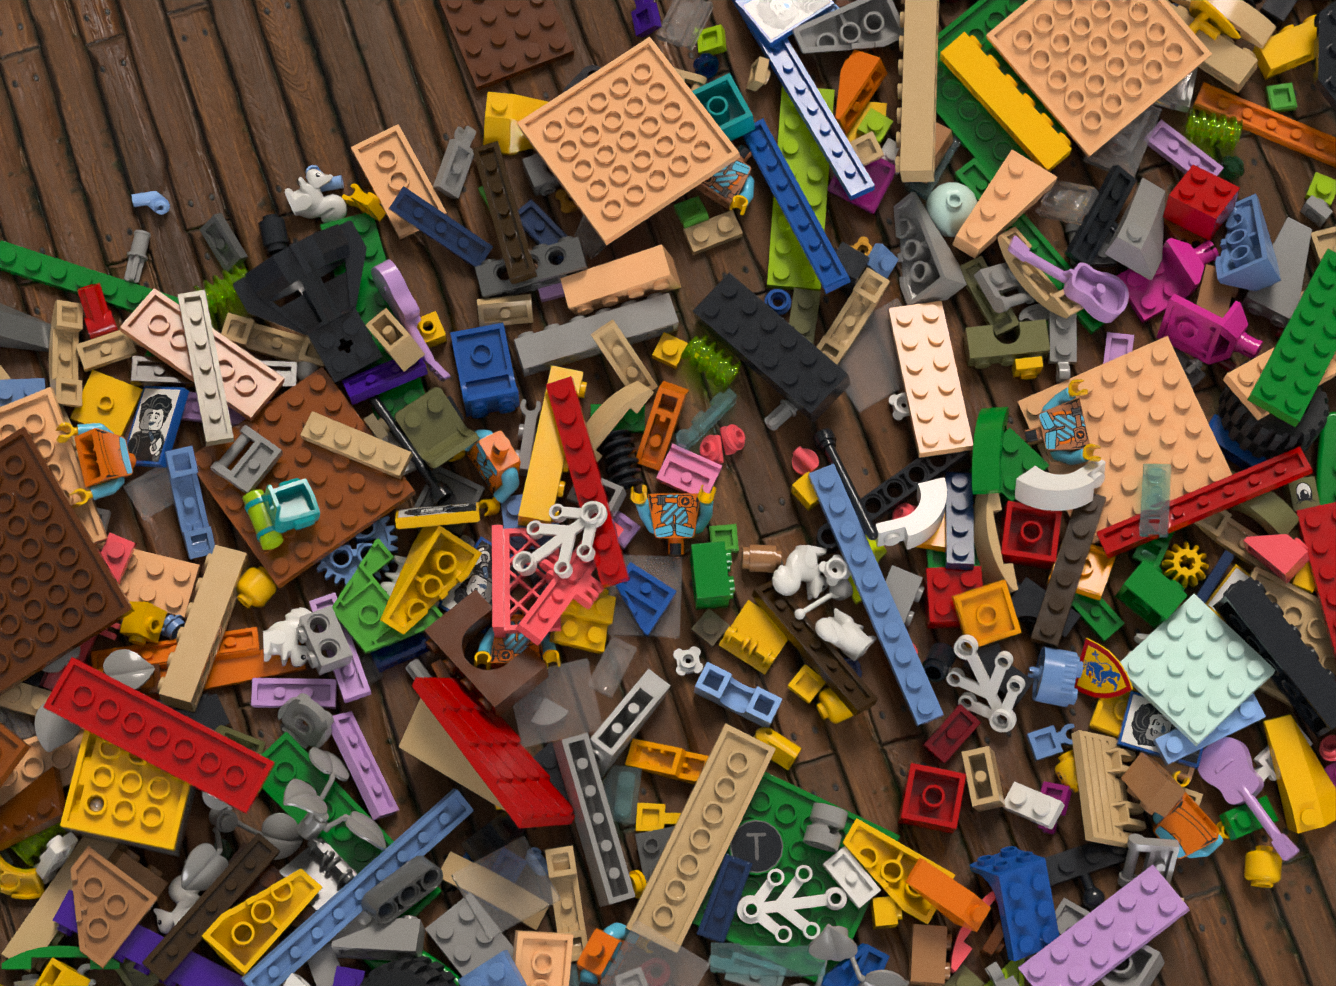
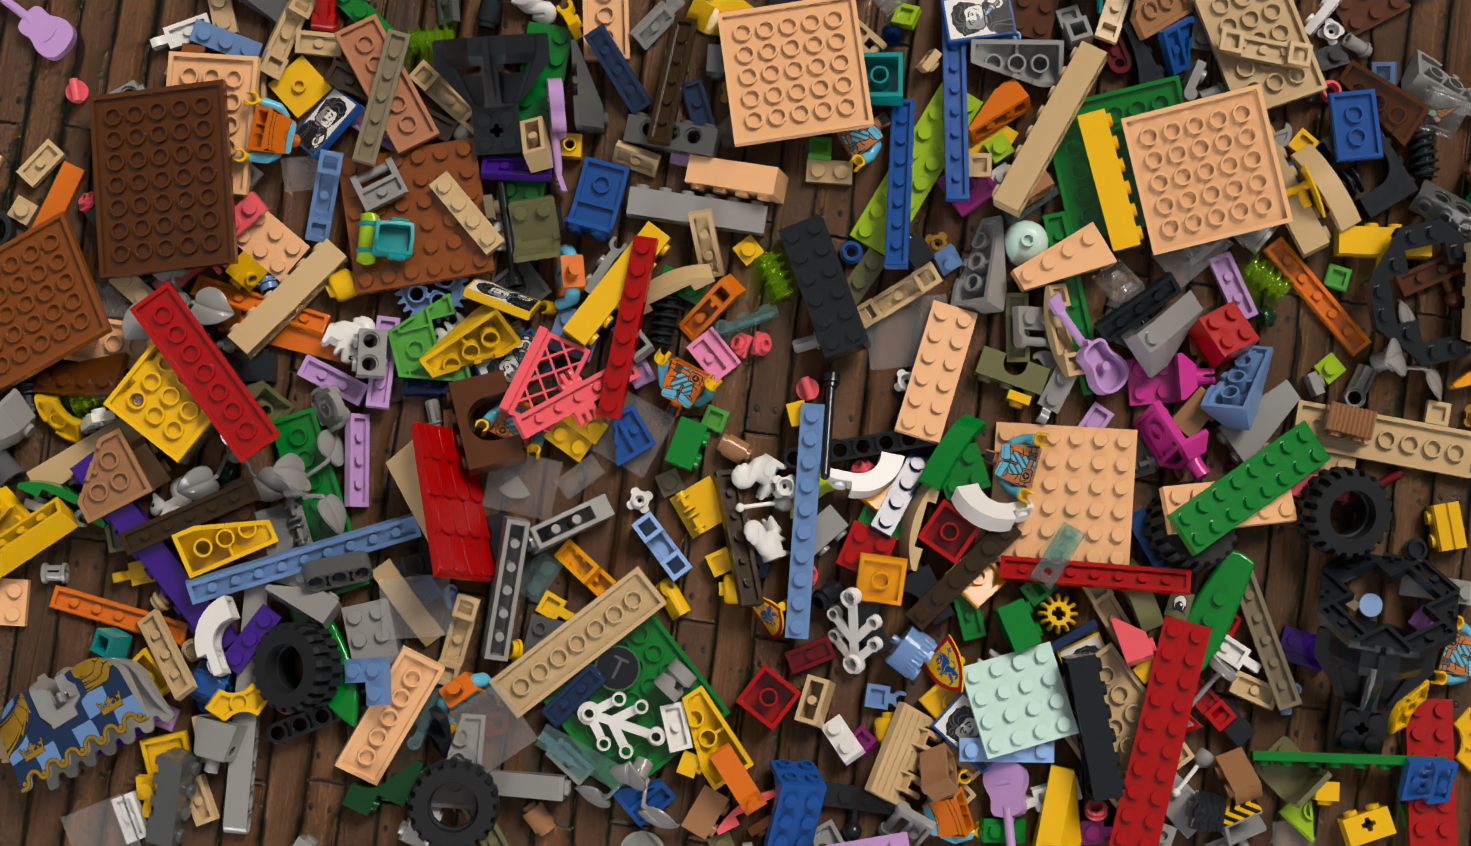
camera: 35 degrees right, 10 degrees up
(425, 277) = (588, 108): none -> dark grey wedge
(564, 537) = (586, 364): white plant -> none
(890, 713) = (771, 616): none -> shield

